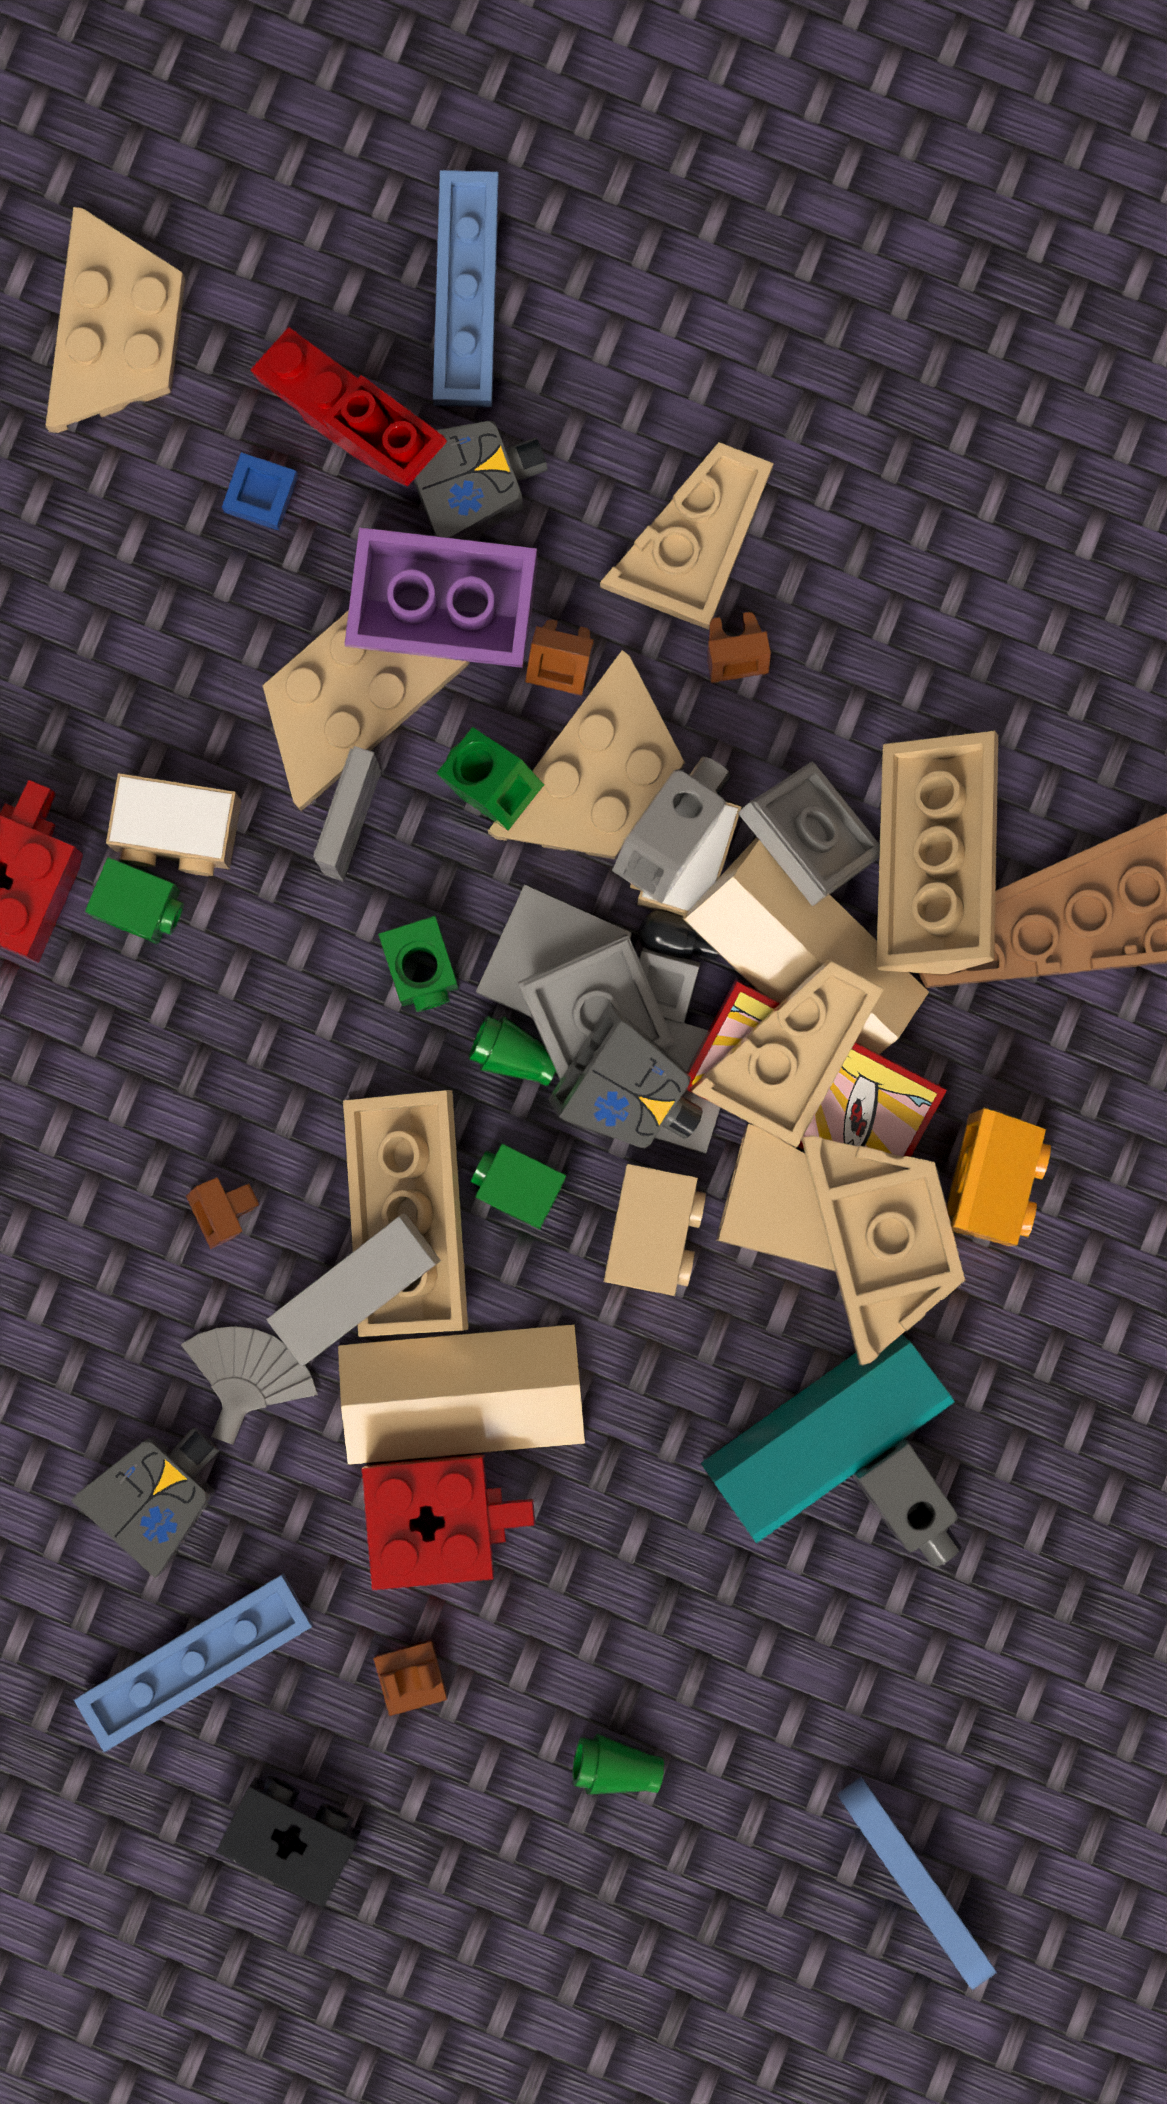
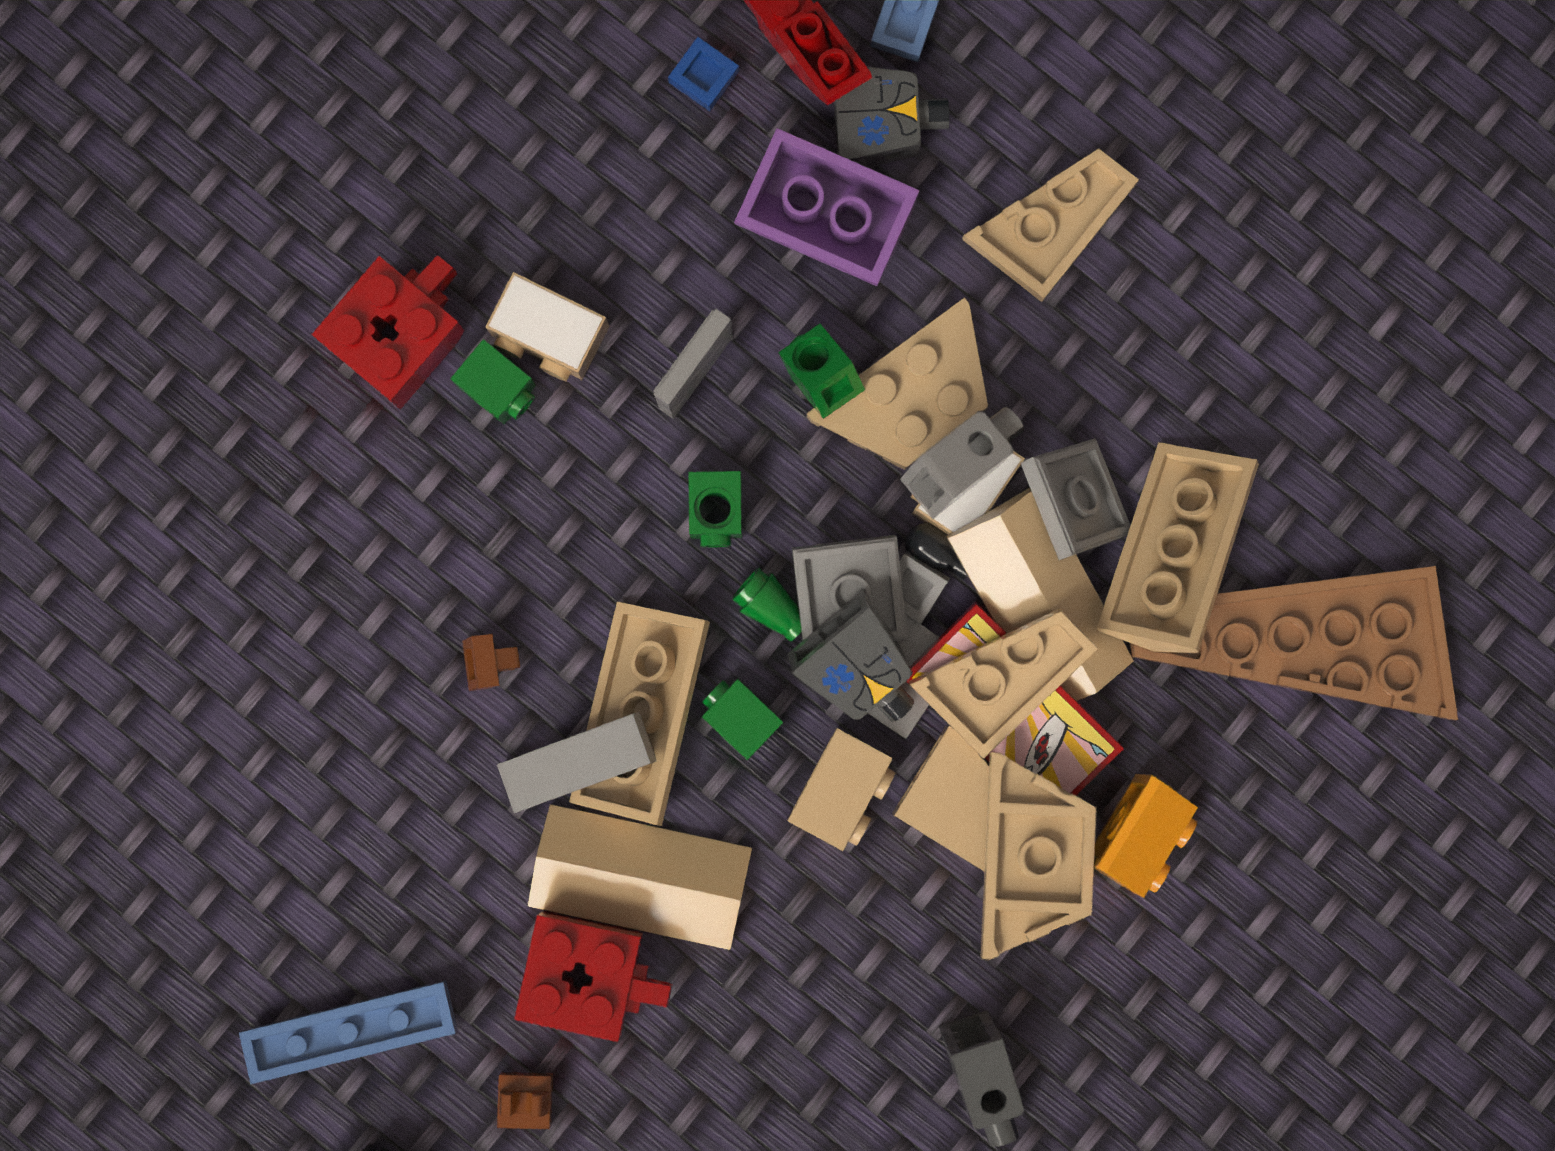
camera: 20 degrees right, 0 degrees up
(152, 1498) = (355, 884): dark grey torso -> none
(247, 1373) = (467, 804): light grey hand -> none
(342, 700) = (722, 268): tan wing -> none
(535, 938) = (819, 516): light grey tile -> none
(559, 658) = (910, 288): dark orange tile -> none
(739, 655) = (1061, 331): dark orange tile -> none
(825, 1435) = (933, 1008): teal slope -> none

